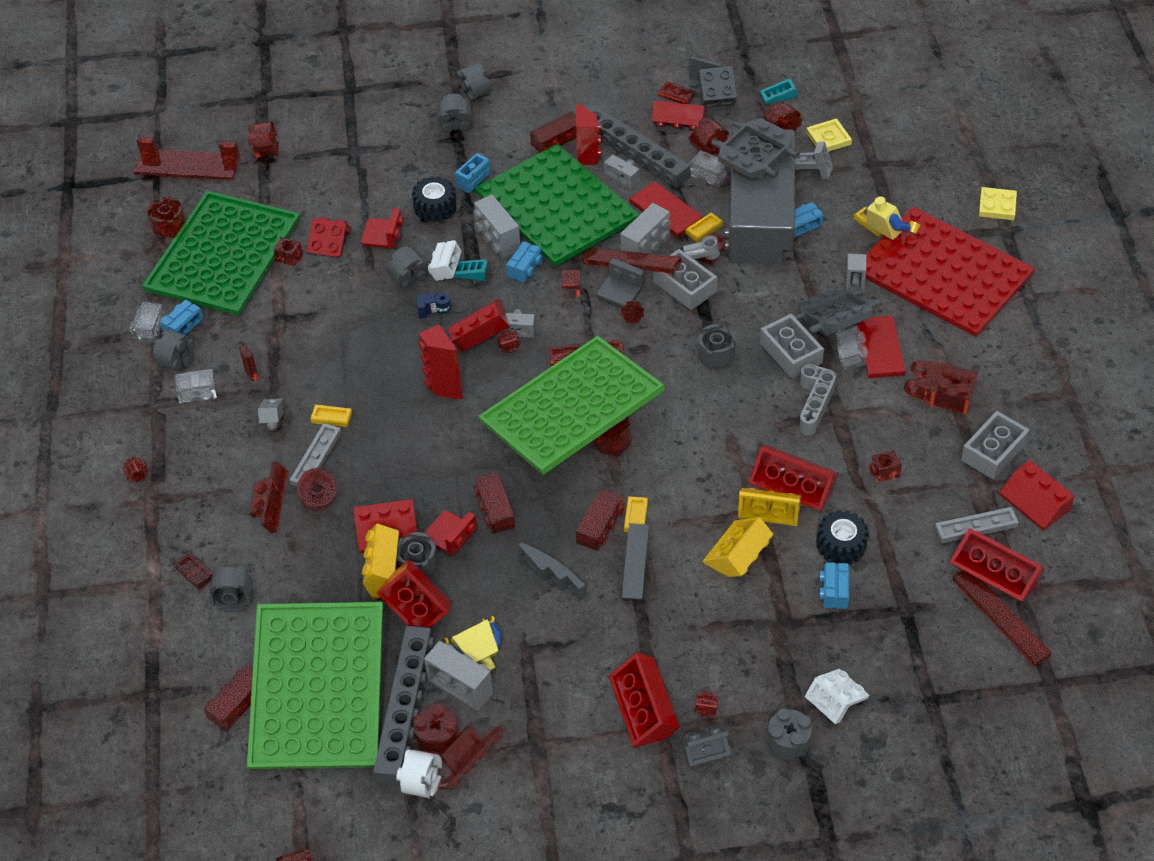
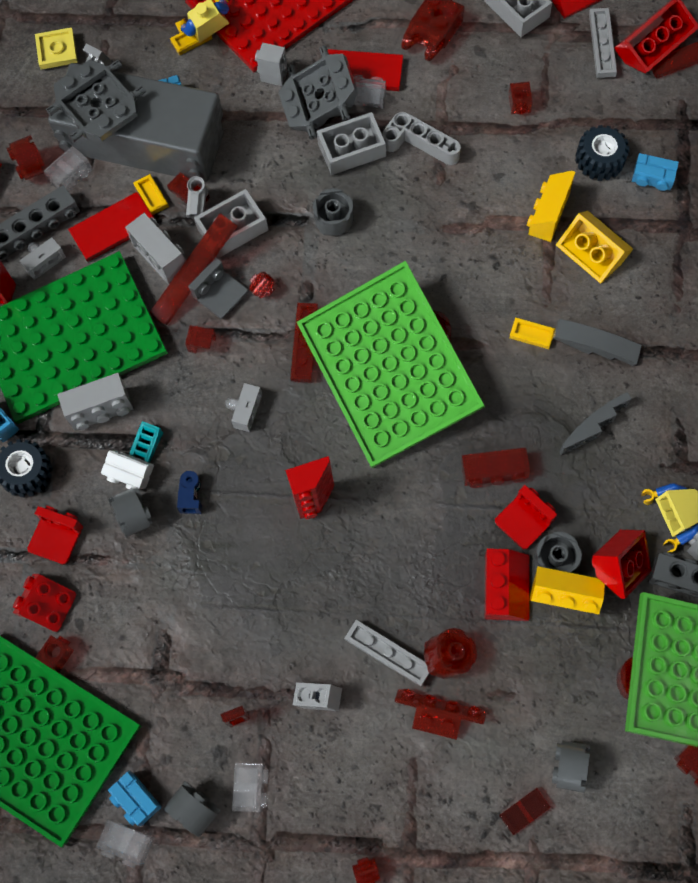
camera: 75 degrees left, 20 degrees up
(331, 415) = (328, 630): yellow tile -> none
(479, 326) = (241, 444): red slope -> none
(508, 341) = (270, 418): clear red gear -> none
(524, 262) = (153, 384): dark azure brick -> none
(600, 519) = (537, 366): clear red brick -> none
(783, 116) = (23, 83): clear red brick -> none
(791, 474) = (517, 179): red slope -> none

